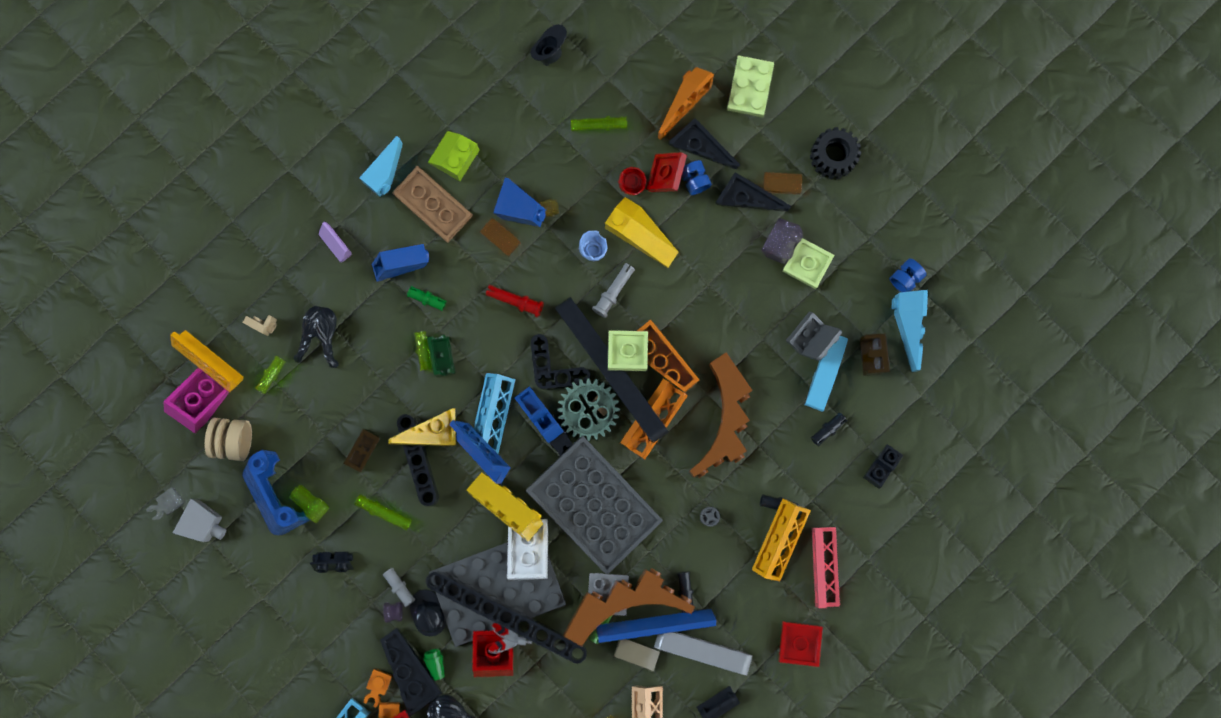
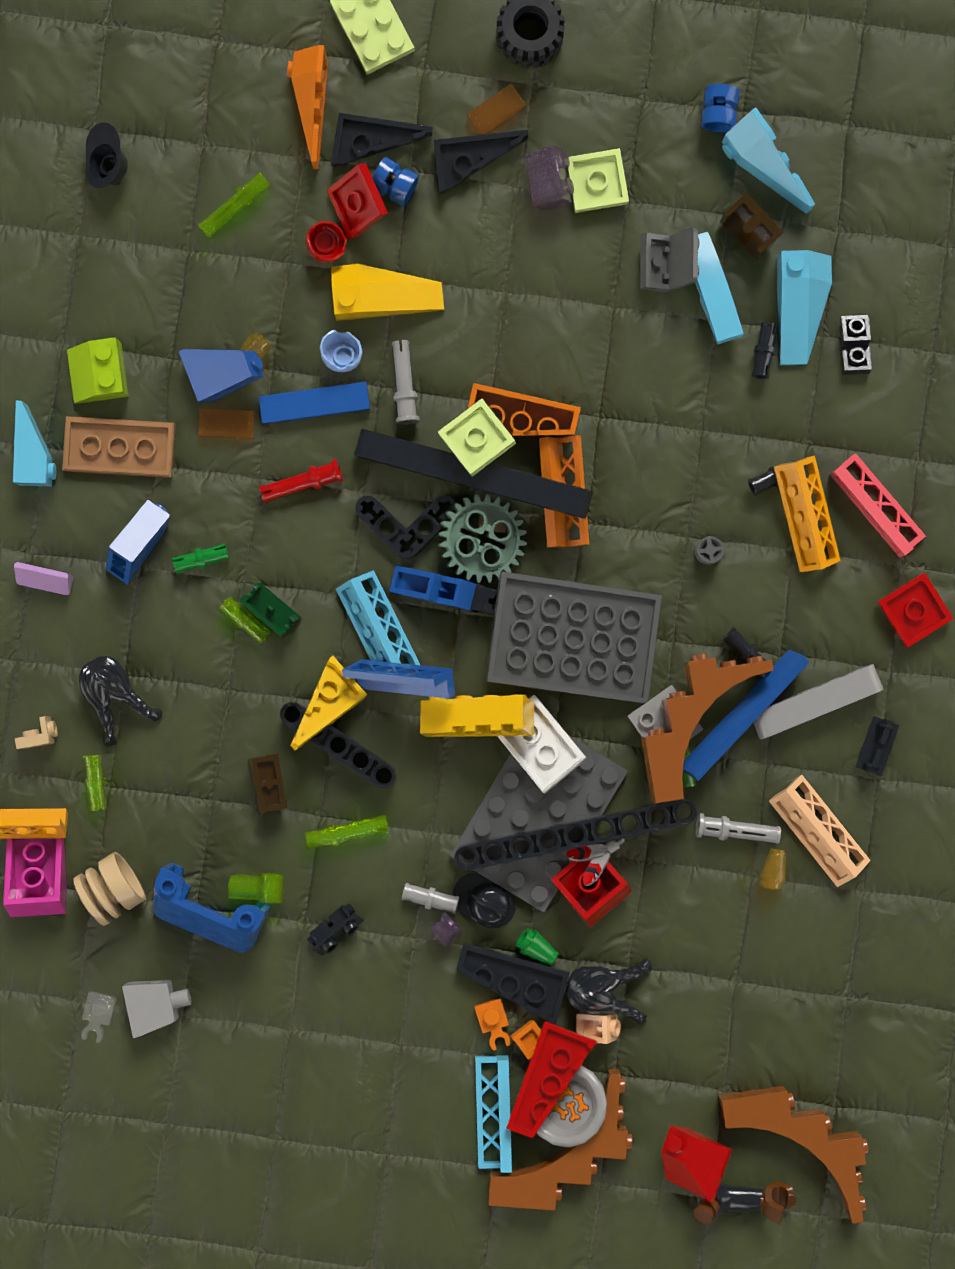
camera: 40 degrees left, 5 degrees up
(556, 263) = (314, 403): none -> blue tile
(594, 682) = (725, 828): none -> light grey pin
(636, 654) = (747, 762): dark tan slope -> none
(727, 444) = (650, 421): dark orange arch -> none
(875, 414) = (802, 293): none -> medium azure wedge

